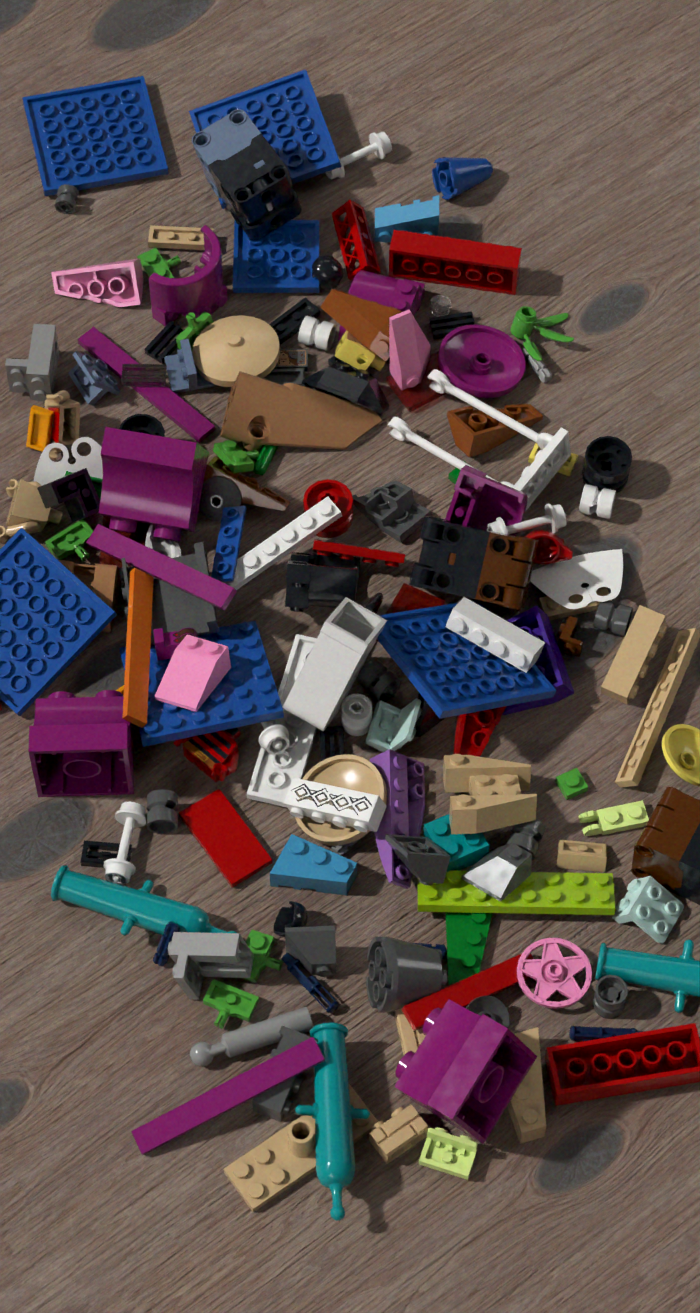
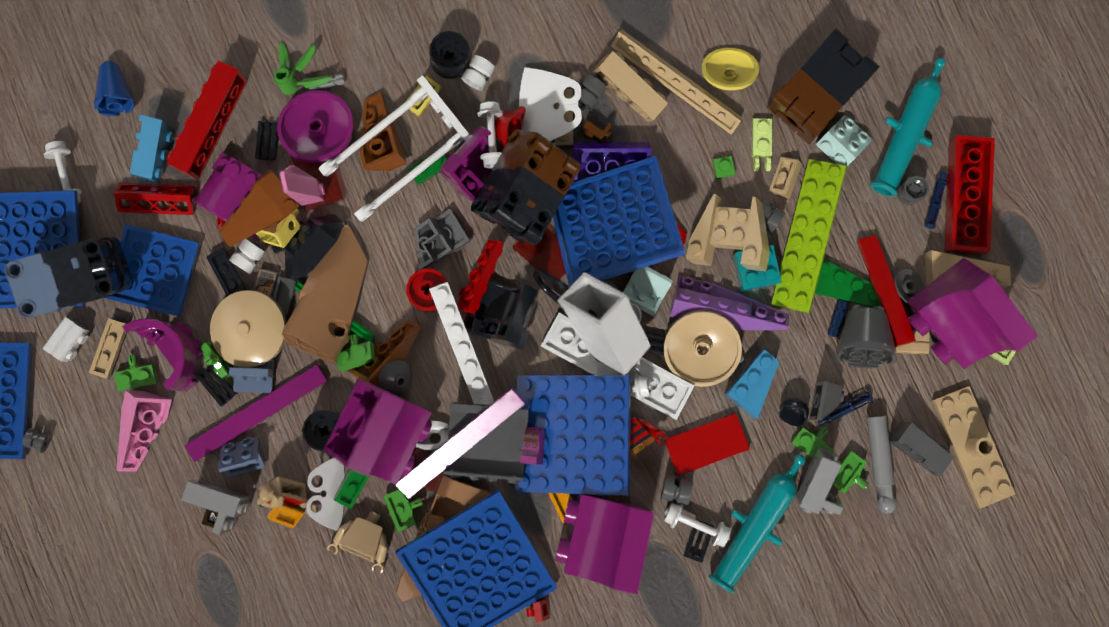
camera: 75 degrees left, 25 degrees up
(75, 491) = (361, 502): black brick -> none
(138, 648) = (537, 479): orange tile -> none
(145, 372) = (243, 411): clear smoke tile -> none
(162, 955) = (794, 511): dark blue axle -> none
(180, 199) = (66, 340): none -> white brick
(193, 673) = (574, 440): bright pink slope -> none
(228, 543) = (447, 381): blue bracket -> none
(228, 1095) = (934, 492): magenta tile -> none
(327, 271) = (184, 231): black hair -> none
(333, 1114) = (966, 419): teal piece -> none
(335, 805) = (714, 354): white brick -> none
(398, 1133) = (983, 376): tan brick -> none
(421, 857) = (775, 299): dark grey slope -> none
(440, 305) = (243, 145): clear tile -> none
(495, 634) = (598, 189): white brick -> none
(500, 871) = (795, 244): slope -> none
(554, 973) = (883, 225): bright pink wheel -> none

